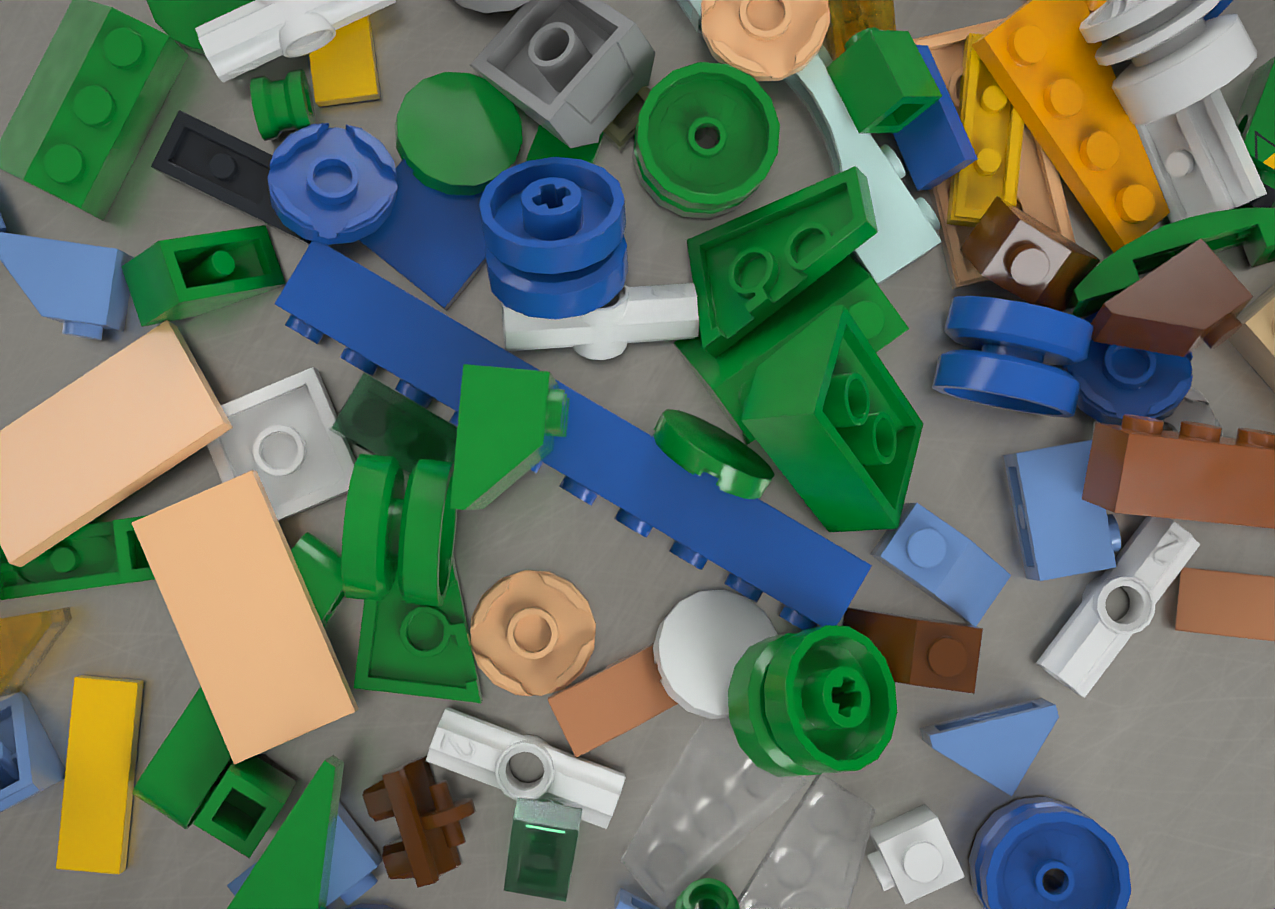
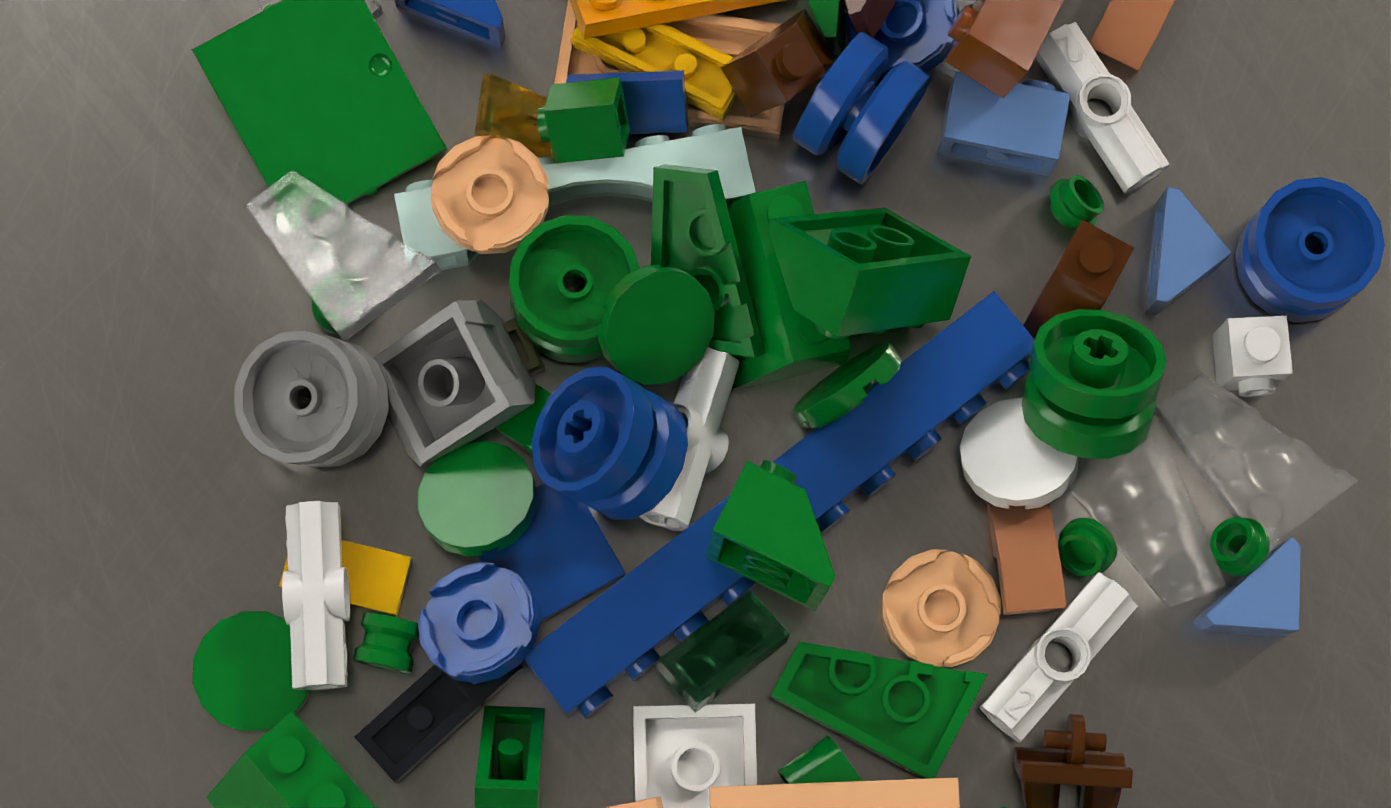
camera: 75 degrees left, 10 degrees down
(398, 530) = (819, 663): green wheel -> none
(542, 848) = (1136, 666): clear green plate -> none
(648, 755) = (1086, 547): none -> green plate
(692, 234) = (656, 324): none -> green tile
(942, 563) = (1009, 238): medium blue slope -> none
(1005, 615) = (1075, 201): none -> green plate

